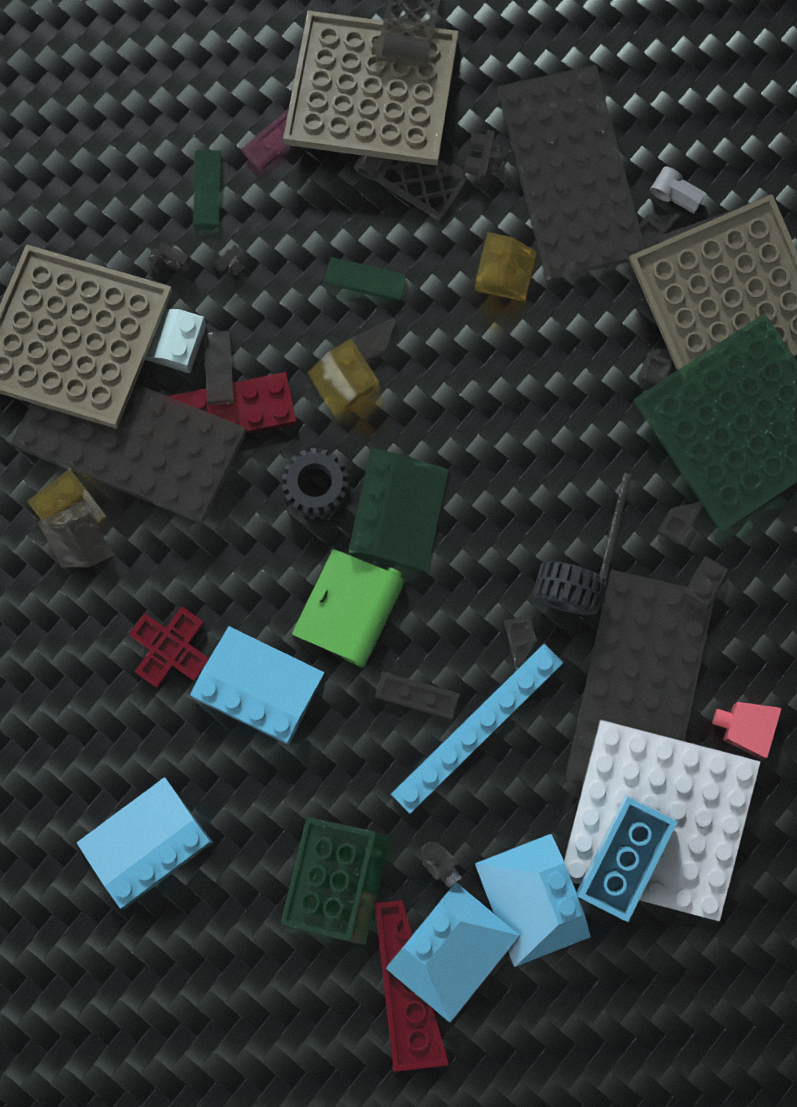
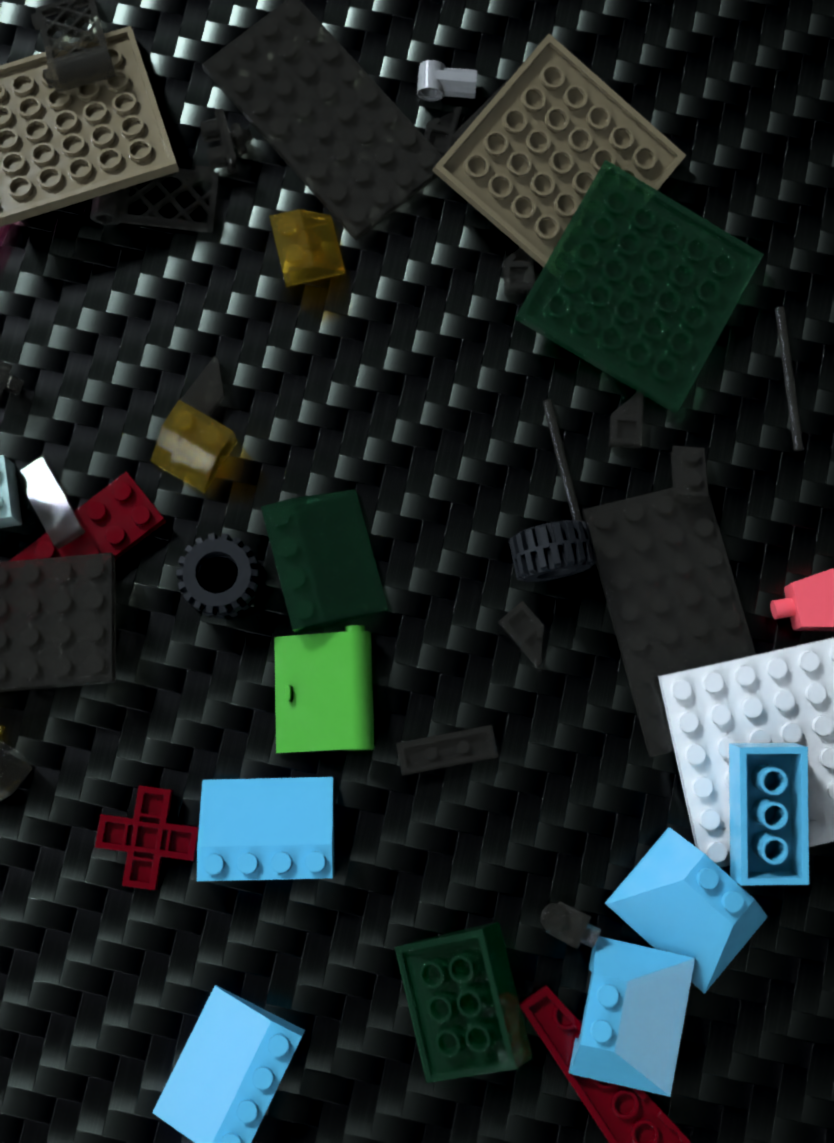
camera: 30 degrees left, 0 degrees up
(365, 279) = (162, 331): clear green tile -> none
(476, 728) = (529, 754): medium azure plate -> none

